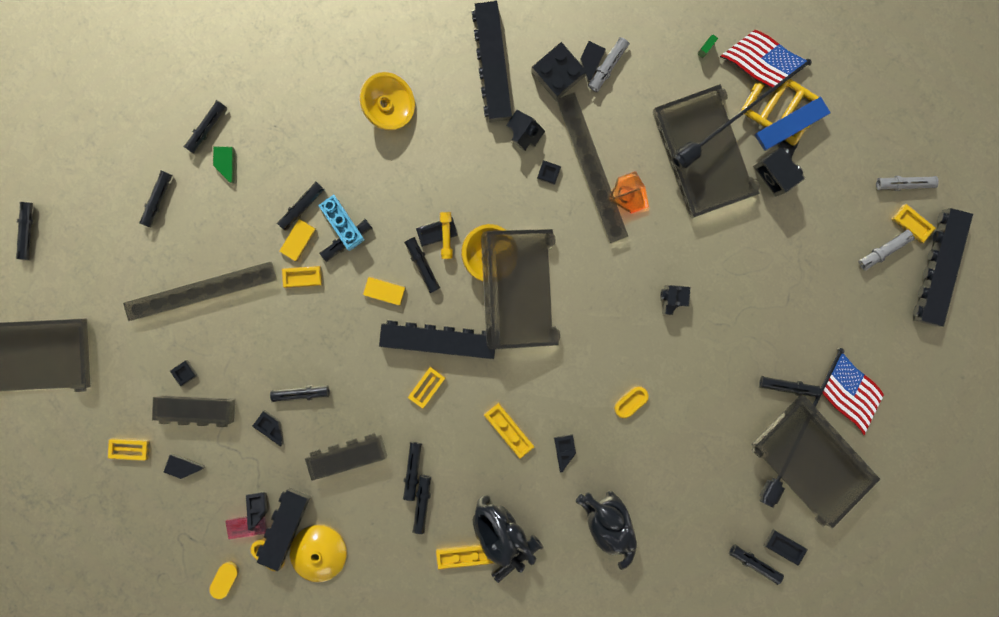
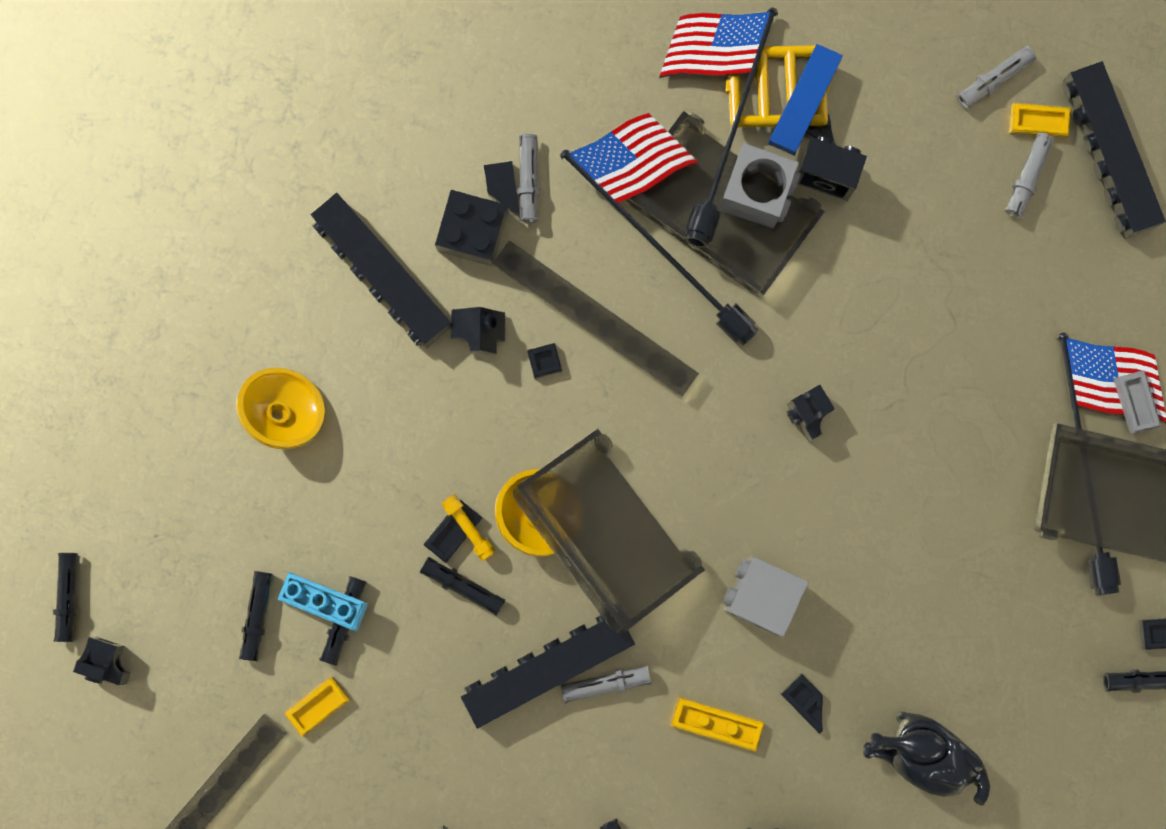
camera: 35 degrees left, 5 degrees down
(155, 199) = (60, 734): black pin -> none
(202, 175) = (102, 662): none -> black brick
(224, 161) = (119, 625): green tile -> none
(297, 240) = (280, 662): yellow tile -> none
(384, 291) = (435, 652): yellow tile -> none
(417, 400) = (573, 767): yellow tile -> none
(463, 369) = (606, 684): none -> light grey pin
(581, 380) = (764, 595): none -> light grey brick
(629, 193) = (663, 318): clear orange slope -> none
(631, 402) = (847, 580): yellow tile -> none
(670, 94) = (631, 163): none -> flag
(707, 46) = (635, 74): green tile -> none
(751, 152) = (779, 168): none -> light grey brick
(797, 388) = (1041, 421): black pin -> none
(856, 413) = (1137, 402): none -> light grey tile

